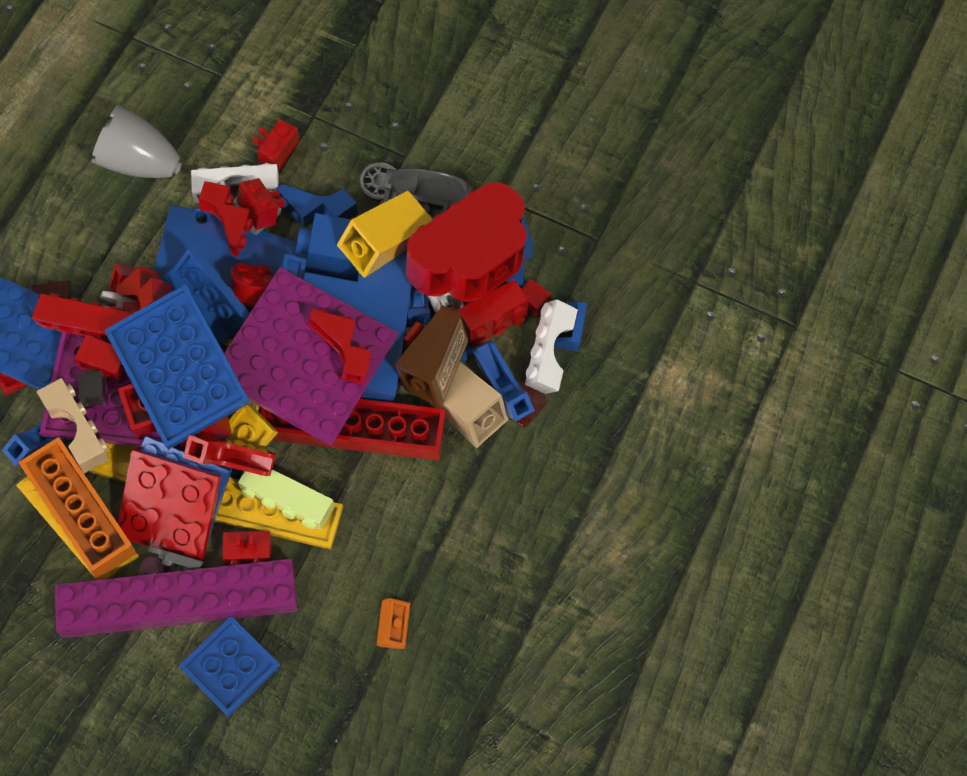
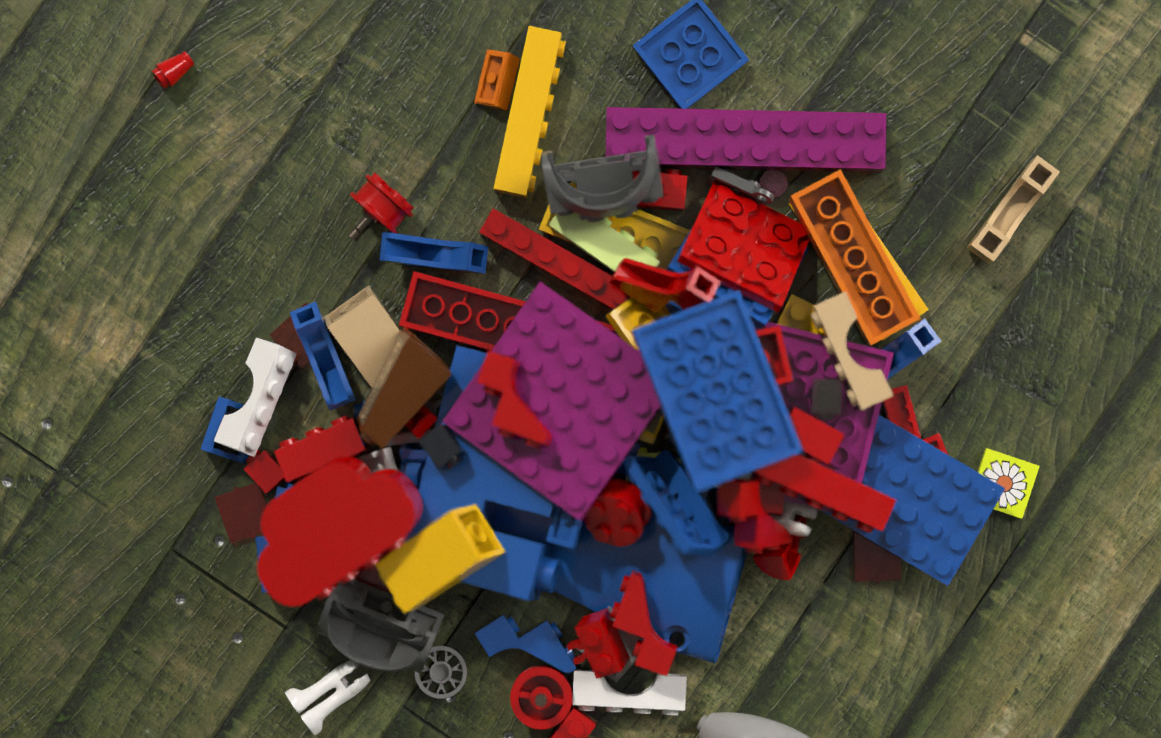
camera: 165 degrees left, 20 degrees up
(33, 404) = (900, 410): none -> red plate
(289, 533) = (604, 183): none -> dark grey piece
(301, 167) = (541, 697): none -> red wheel
(332, 482) = (552, 259): none -> red brick
(362, 598) = (528, 112): none -> yellow brick
(394, 312) = (443, 447): none -> black brick
(431, 472) = (434, 253): none -> blue arch
(456, 165) = (335, 679): none -> white piece
(474, 501) = (380, 205): none -> red wheel
(547, 270) = (242, 511): none -> clear red piece
(665, 593) = (171, 70): none -> red cone

